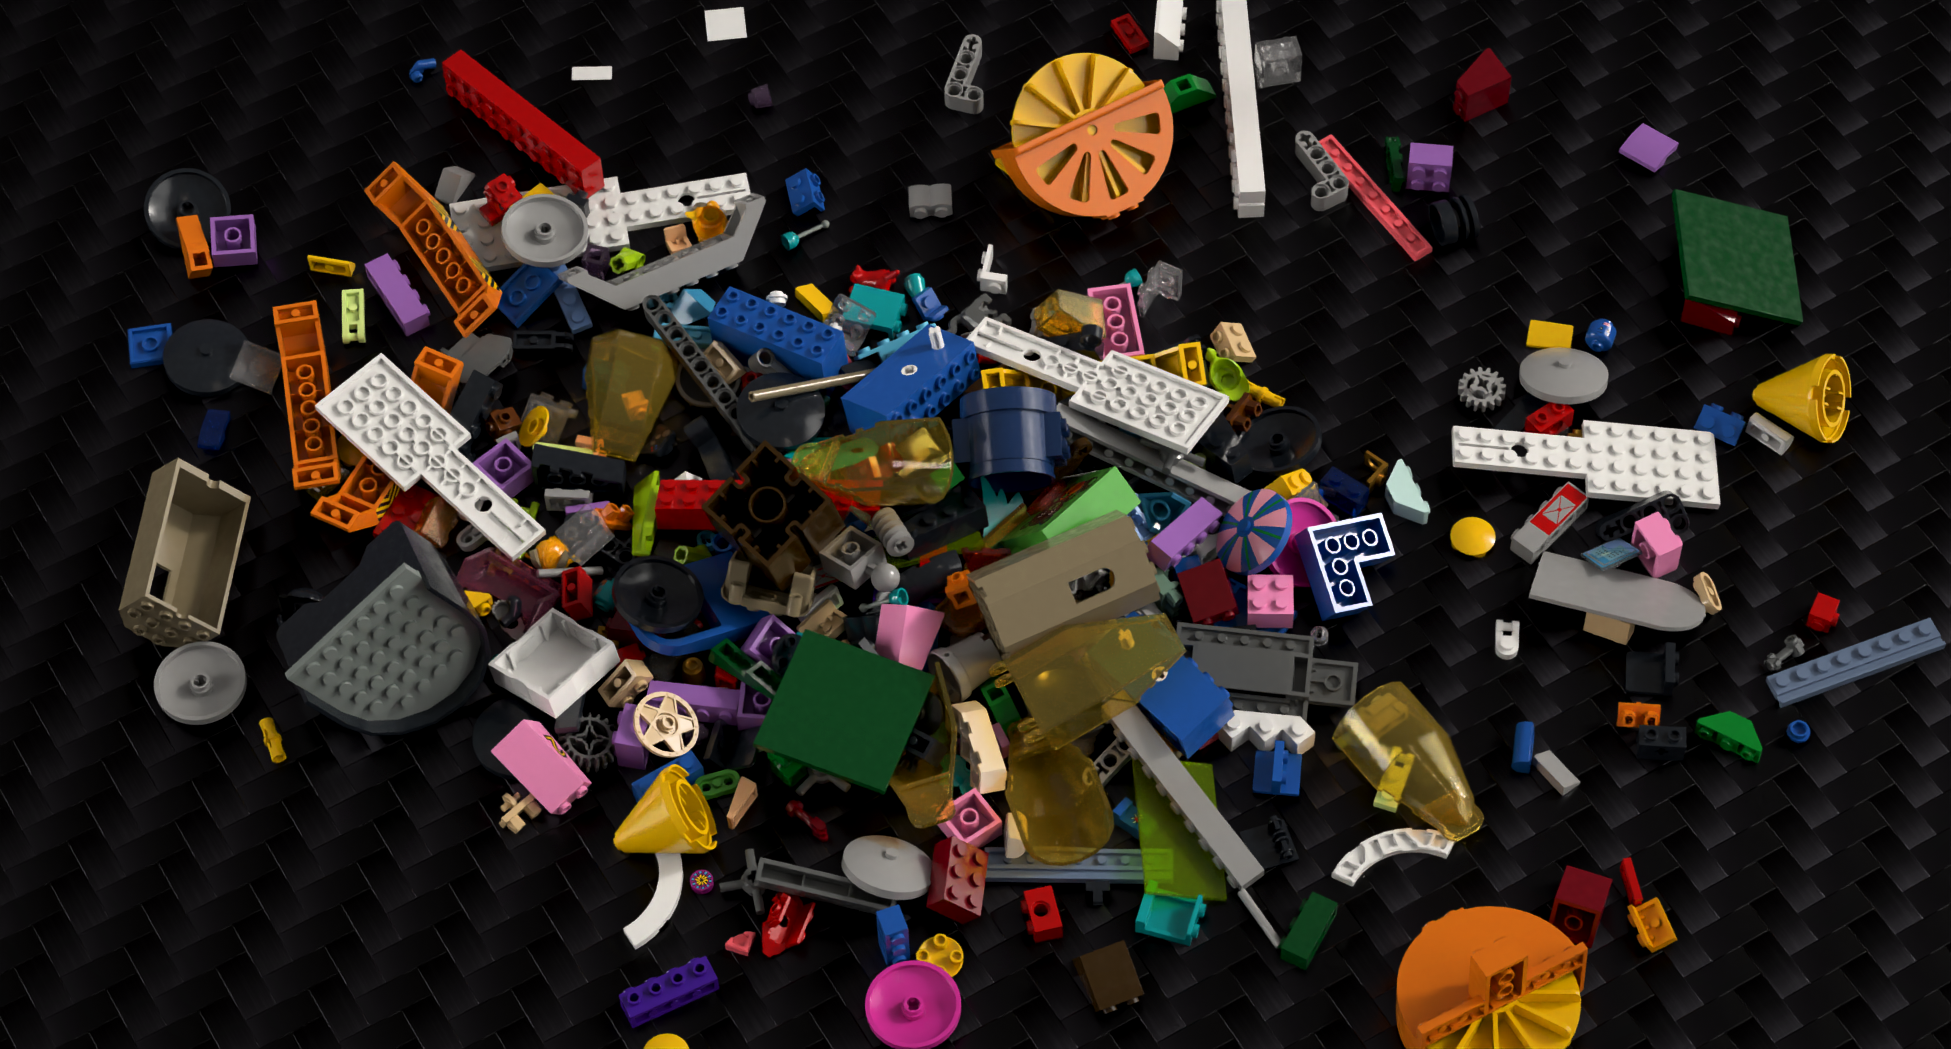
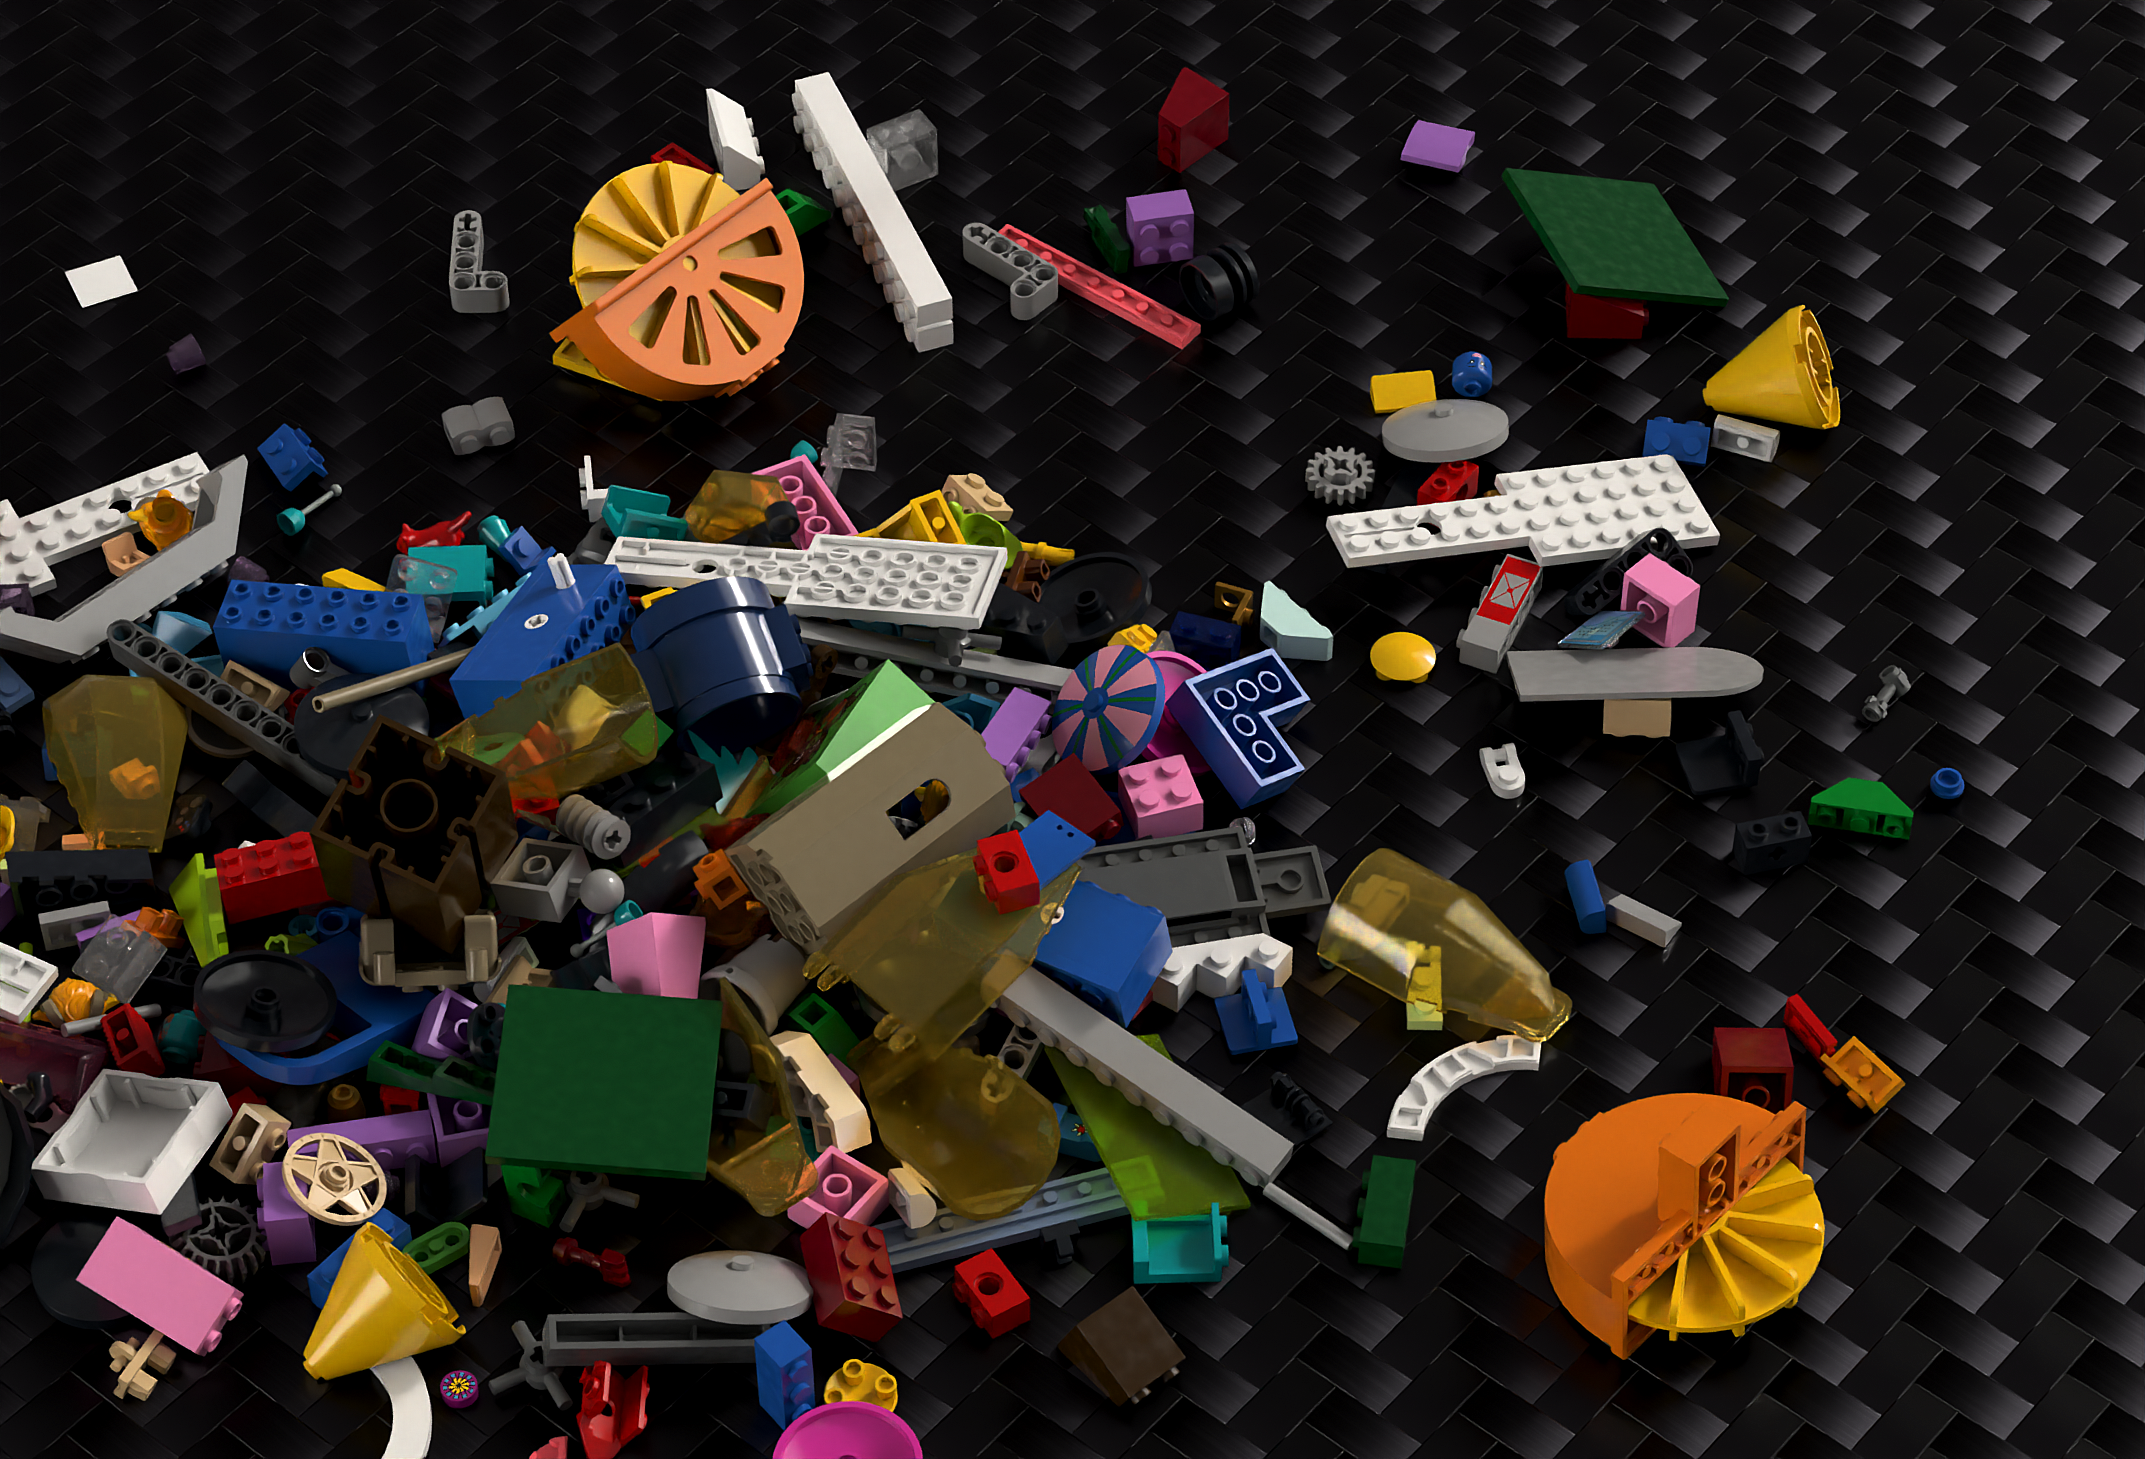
camera: 20 degrees left, 10 degrees down
(627, 260) = (60, 597): lime piece -> none
(749, 275) = (247, 570): none -> clear purple hat
(1009, 303) = (641, 515): none -> teal panel
(1132, 657) = (1007, 872): none -> red brick
(1163, 632) = (1053, 846): none -> blue container
(1638, 714) = (1722, 815): orange hips -> none
(1707, 593) = (1743, 640): tan plate -> none
(1823, 613) = (1915, 631): red brick -> none
(1855, 662) = (1981, 683): sand blue plate -> none

